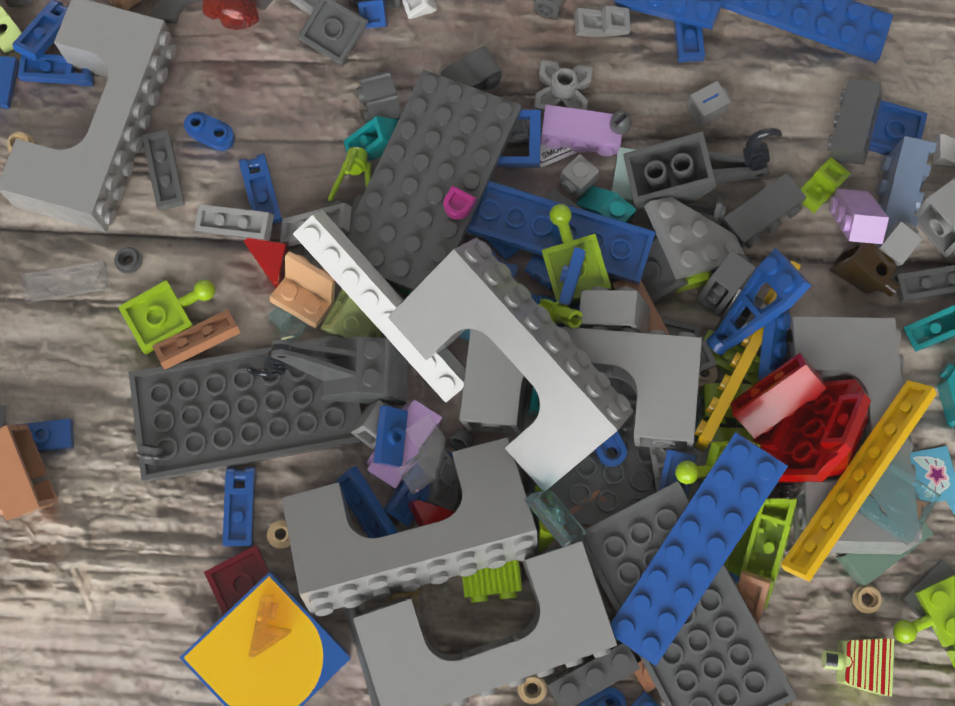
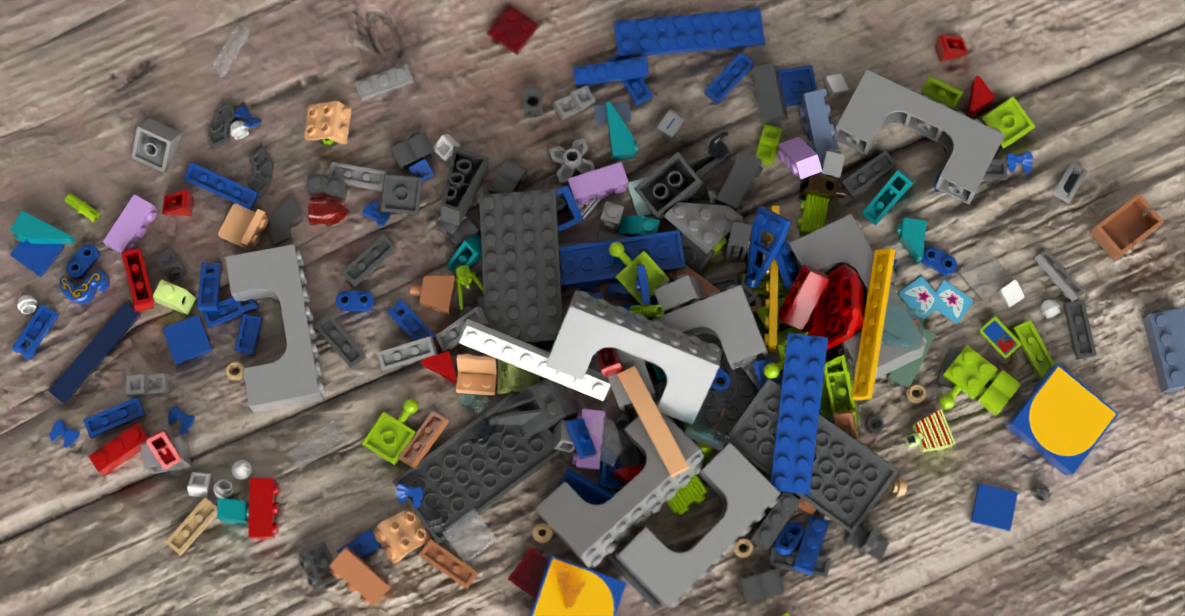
camera: 25 degrees left, 0 degrees up
(60, 108) = (248, 334): none -> blue plate
(103, 445) = (401, 534): none -> light nougat bracket
(125, 253) = (349, 405): dark grey plate -> none
(133, 392) = (404, 491): none -> blue piece
(141, 514) = (448, 564): none -> nougat plate
(186, 490) = (469, 535): none -> clear plate
(239, 508) = (507, 530): blue plate -> none
(251, 90) = (369, 260): none -> dark grey plate
(286, 33) = (370, 211): none -> blue piece
(311, 167) = (436, 293): none -> nougat torso
(413, 46) = (463, 182): none -> dark grey wedge
(458, 203) = (549, 272): dark pink tile -> none
(476, 353) = (609, 361): none -> red slope
(492, 462) = (653, 421): none -> light nougat tile
(624, 125) = (625, 170): dark grey hinge -> none
(639, 85) = (621, 138): none -> teal slope
(643, 57) = (622, 109): none -> sand blue sticker
(797, 612) = (879, 424): none -> dark grey plate
(812, 81) = (729, 78): none -> blue plate
(842, 296) = (813, 215): none -> lime brick

